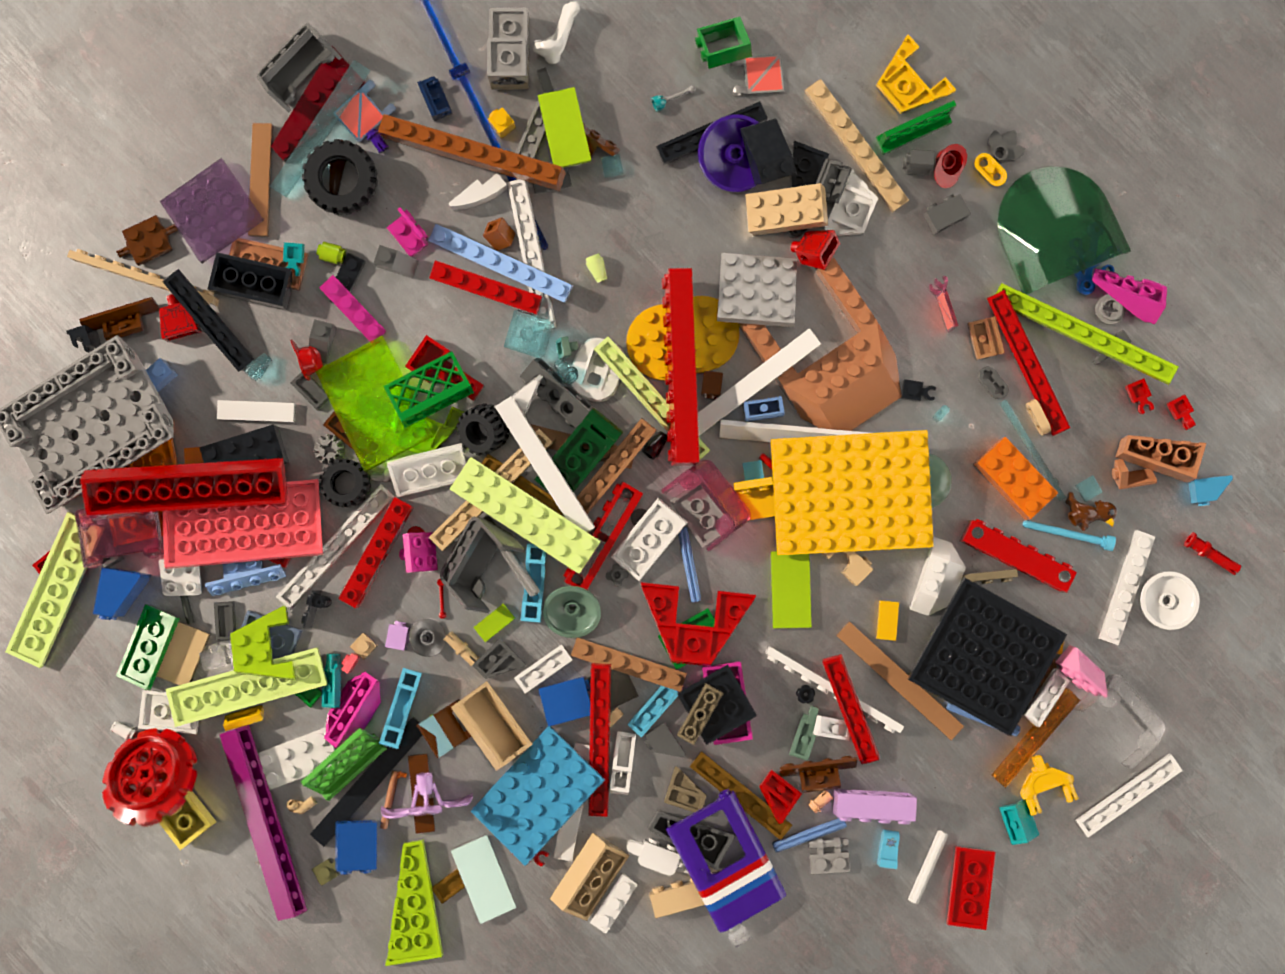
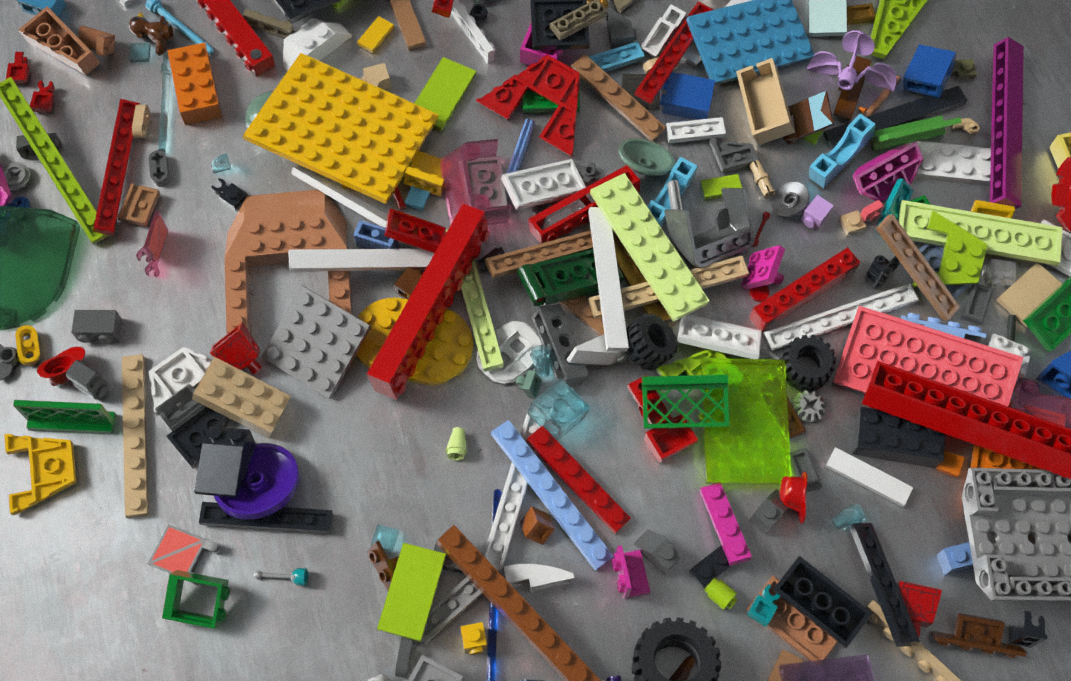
camera: 155 degrees left, 20 degrees down
(285, 612) = (917, 267): none -> medium nougat plate
(732, 429) = (414, 230): none -> red tile

